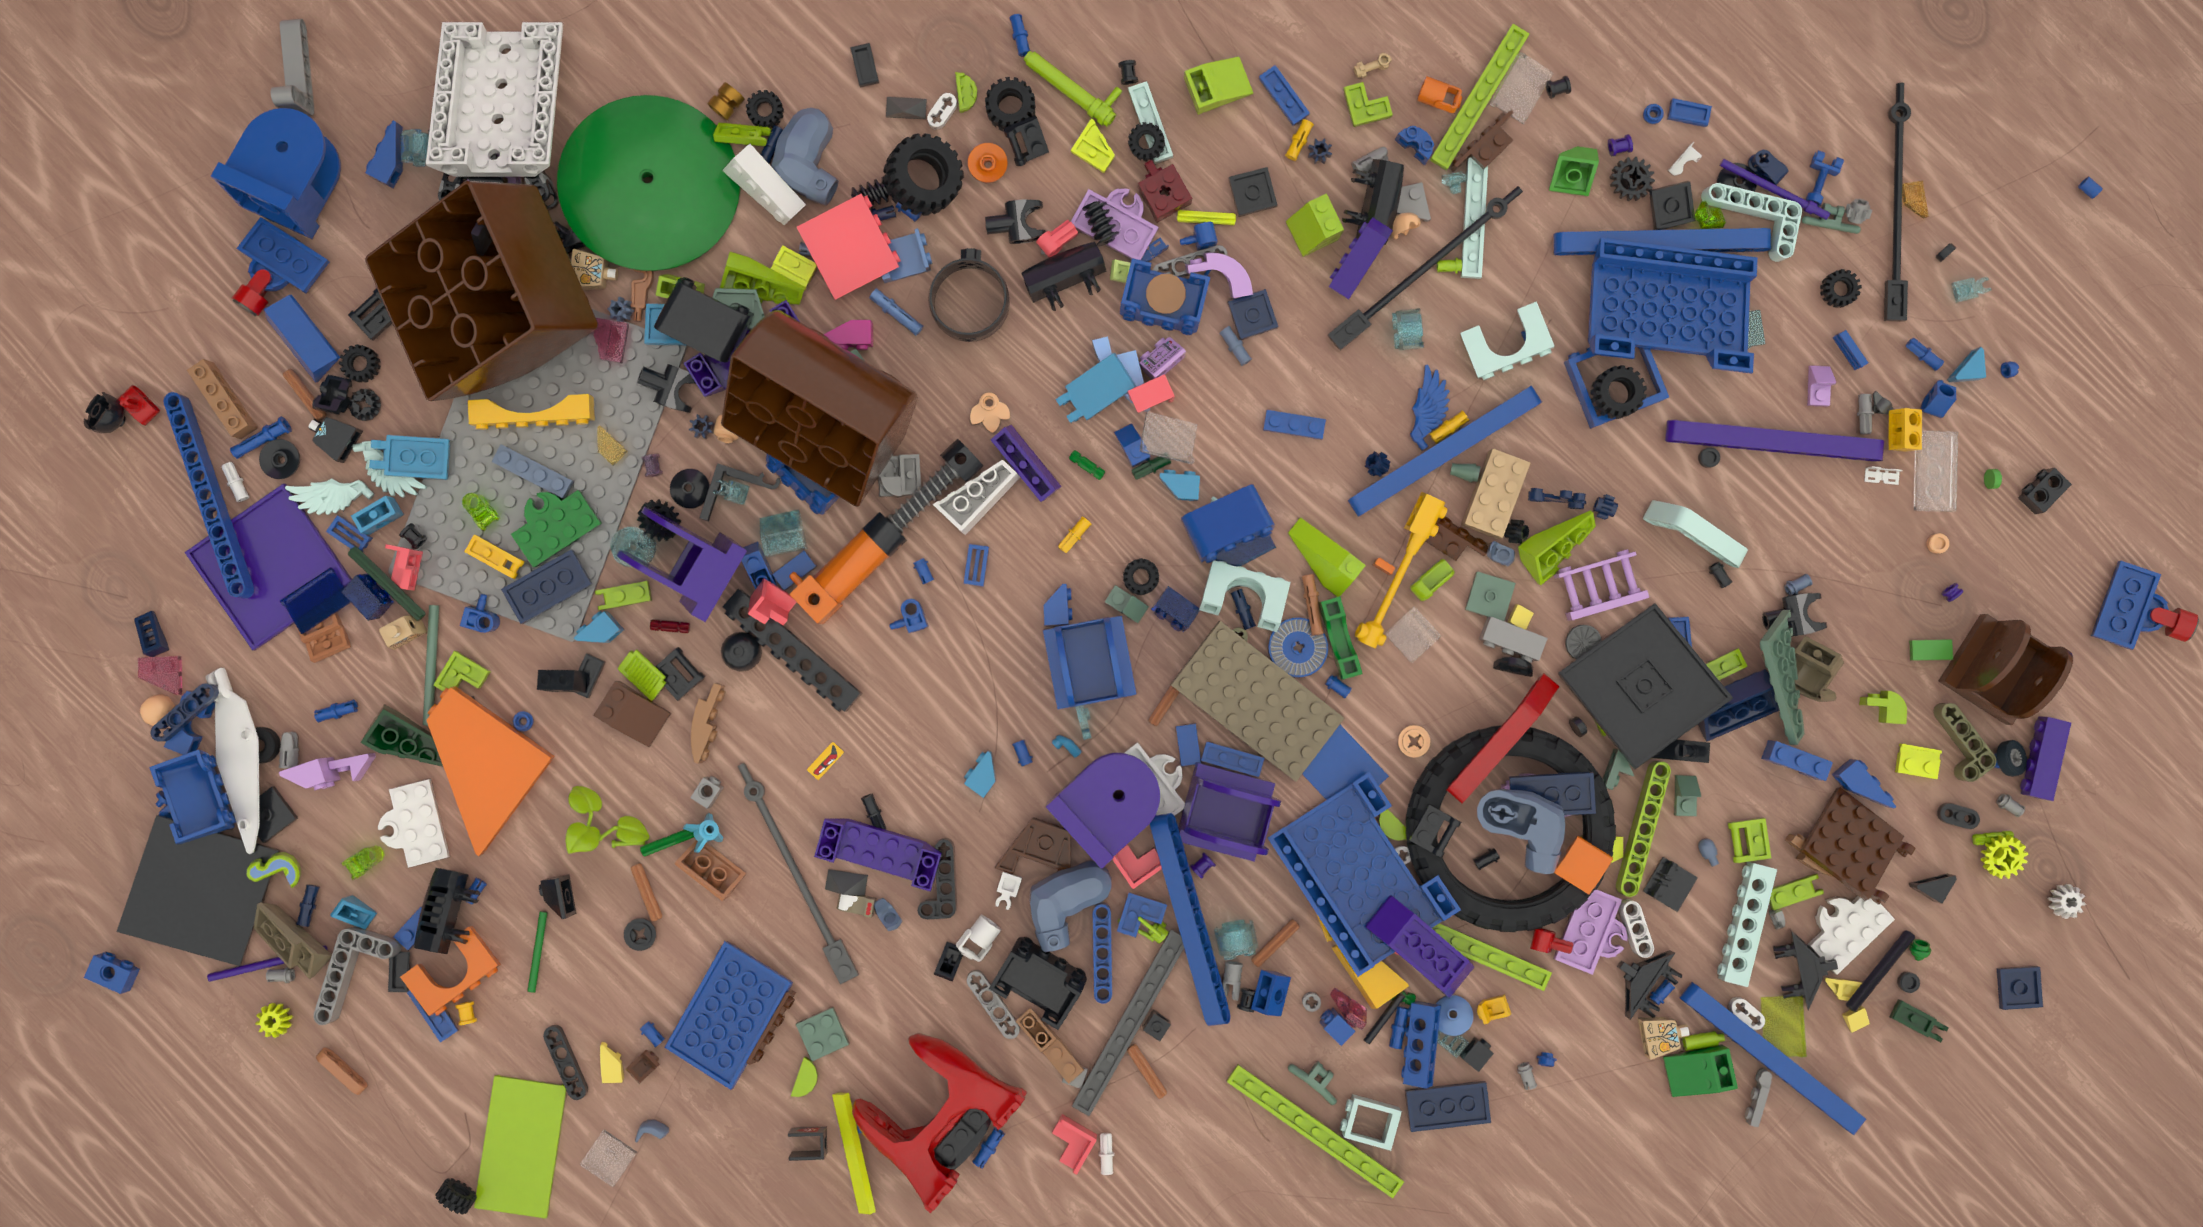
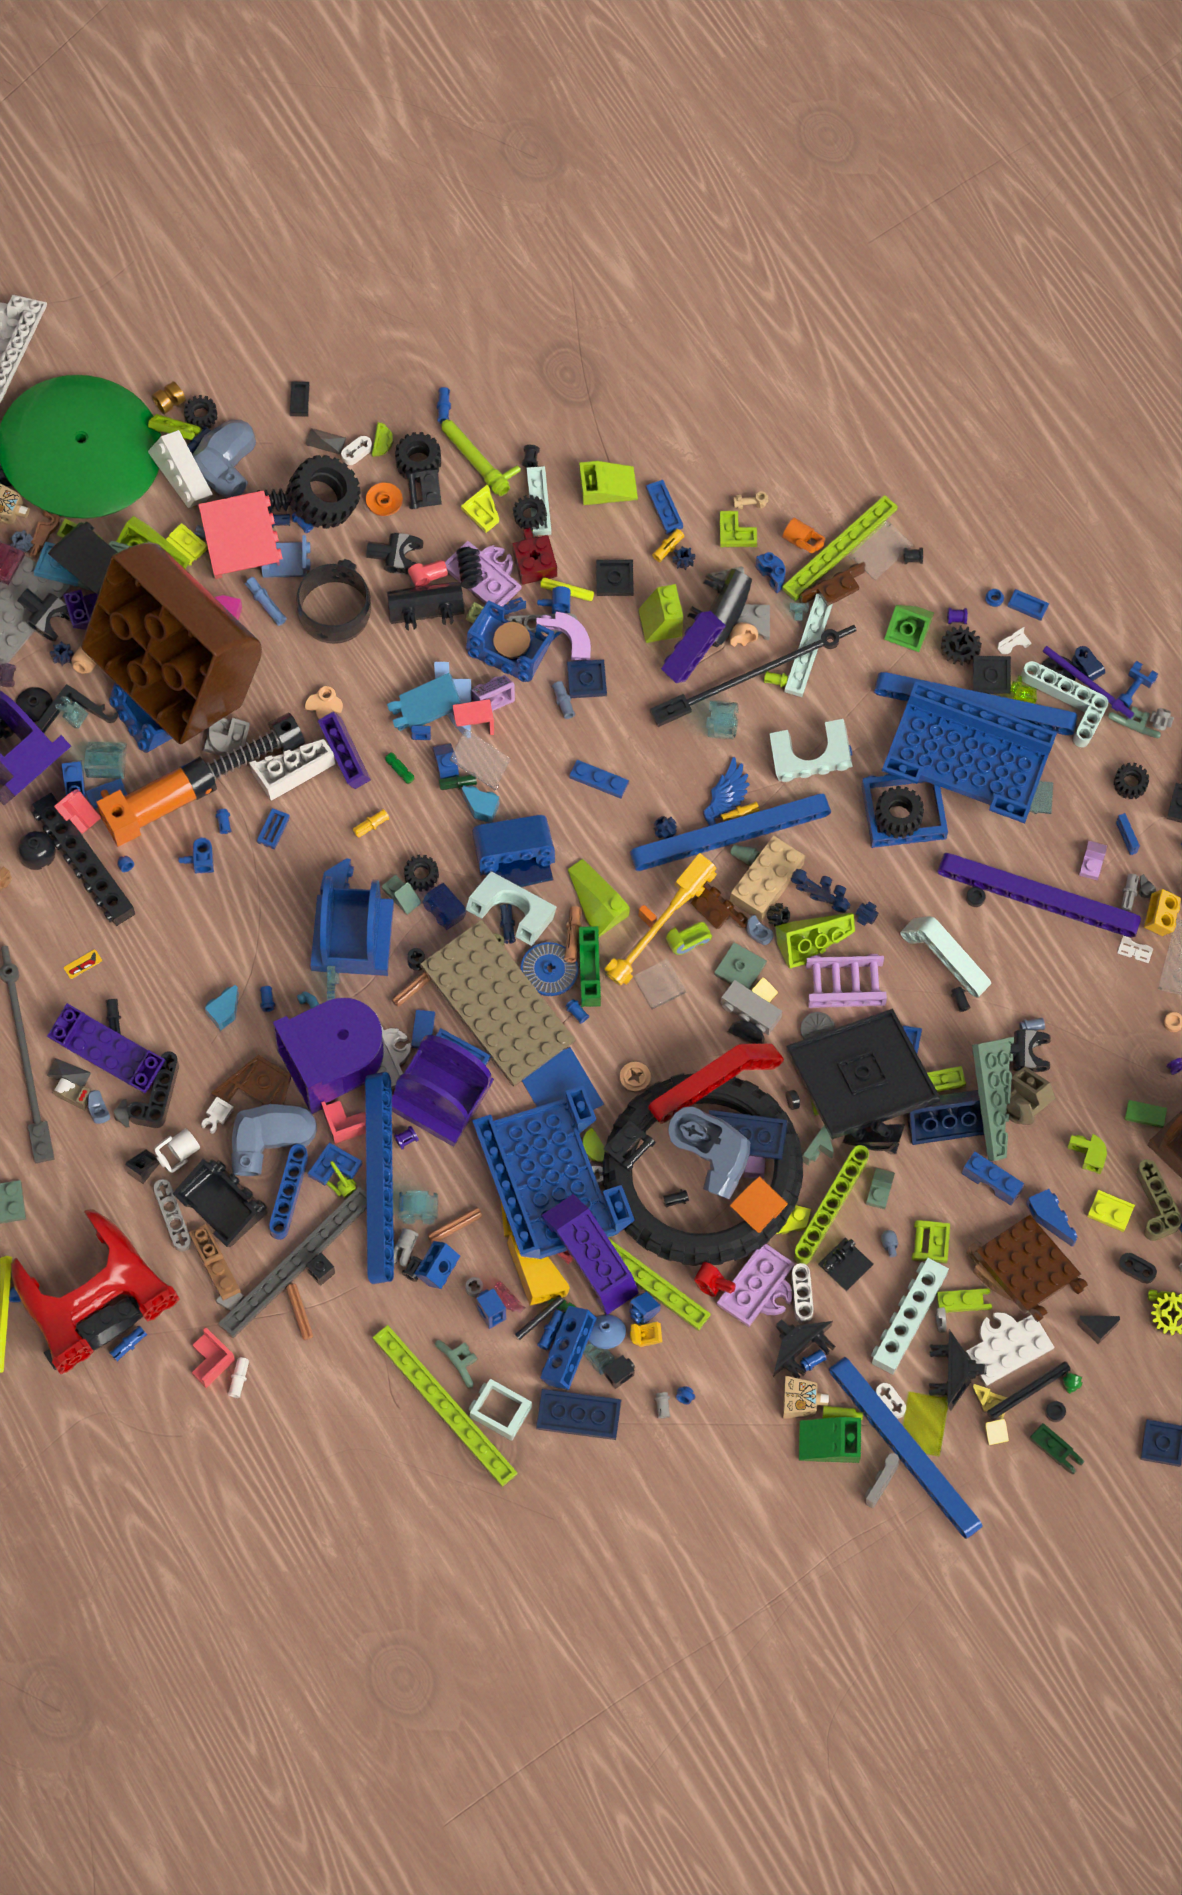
camera: 15 degrees right, 20 degrees down
(836, 643) = (125, 863): none -> blue hinge
(911, 911) = (121, 1113): none -> dark grey piece
(1099, 421) = (421, 732): none -> blue tile
(1163, 667) = (411, 961): none -> black bush
(1486, 986) = (643, 1308): none -> blue slope

